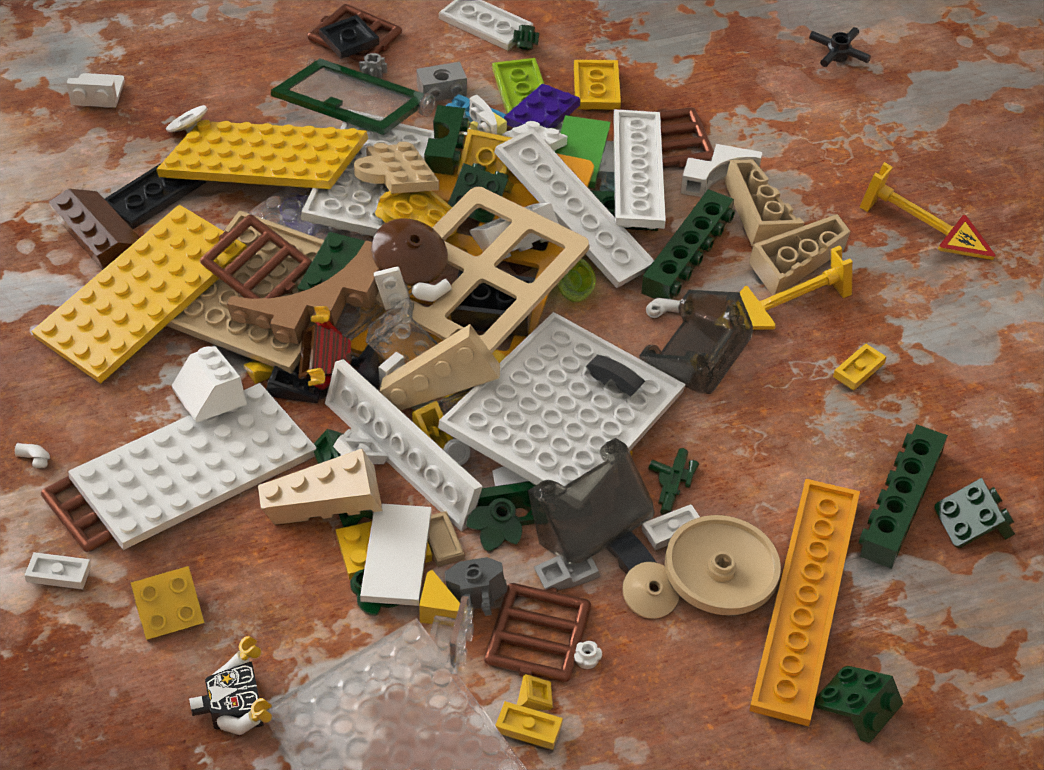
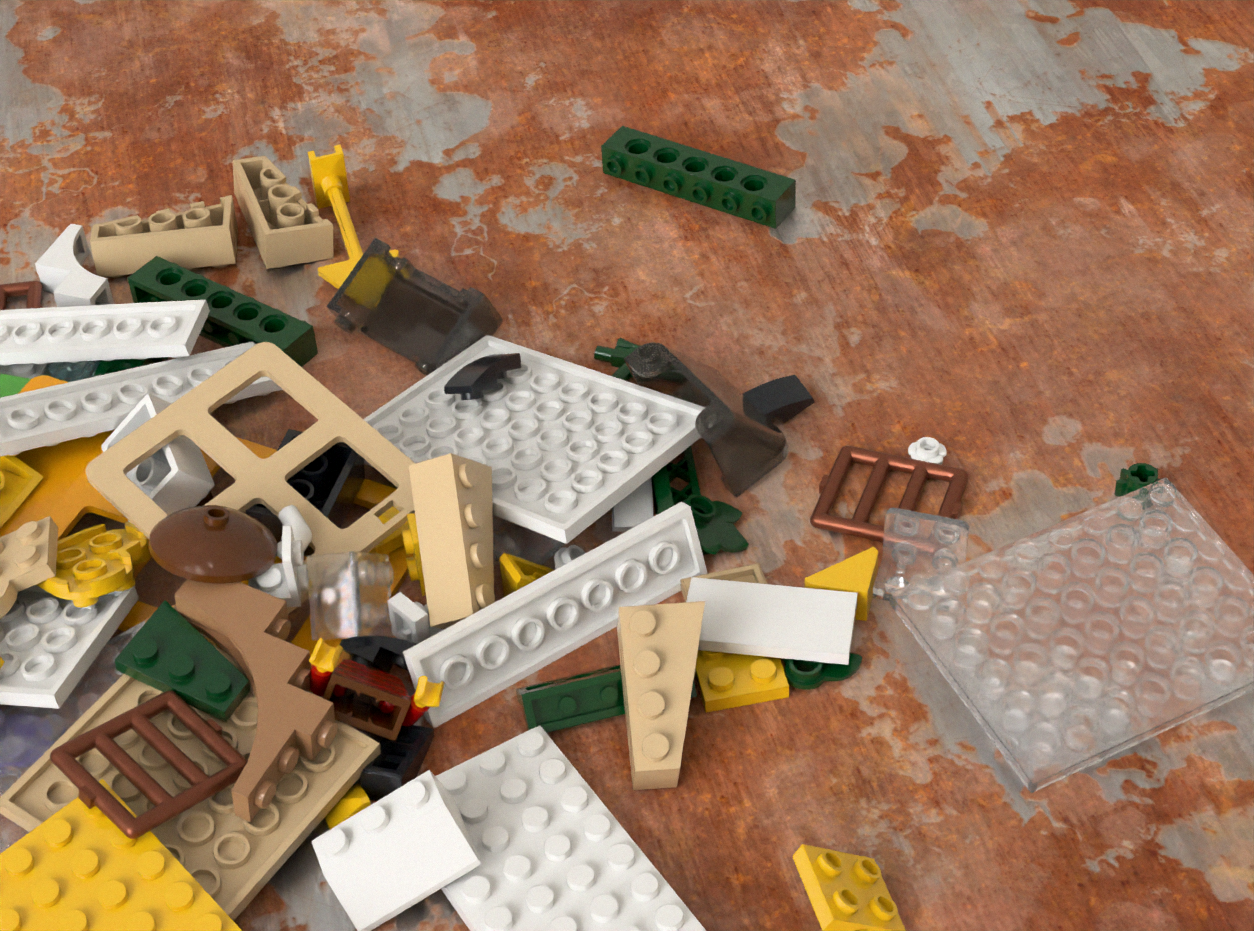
camera: 80 degrees left, 5 degrees down
(234, 694) = (1016, 807): torso -> none
(358, 439) = (561, 662): white wing -> none
(477, 176) = (59, 491): dark green bracket -> none
(479, 580) = (827, 537): dark grey hinge -> none
(529, 725) = (1041, 504): yellow plate -> none
(535, 693) = (991, 504): yellow slope -> none
(562, 575) = (799, 469): light grey slope -> none
(578, 282) = (259, 424): clear neon green piece -> none
(640, 597) = (831, 389): tan dish -> none
(660, 306) = (327, 352): white arm -> none
(663, 527) = (730, 361): white plate -> none
(722, 565) = (802, 318): tan dish -> none
(805, 603) = (847, 266): light orange plate -> none
(859, 366) = (483, 191): yellow plate -> none
(864, 696) = (989, 238): dark green bracket -> none
(959, 239) = (183, 128): yellow piece -> none
(973, 514) = (733, 129): bracket -> none

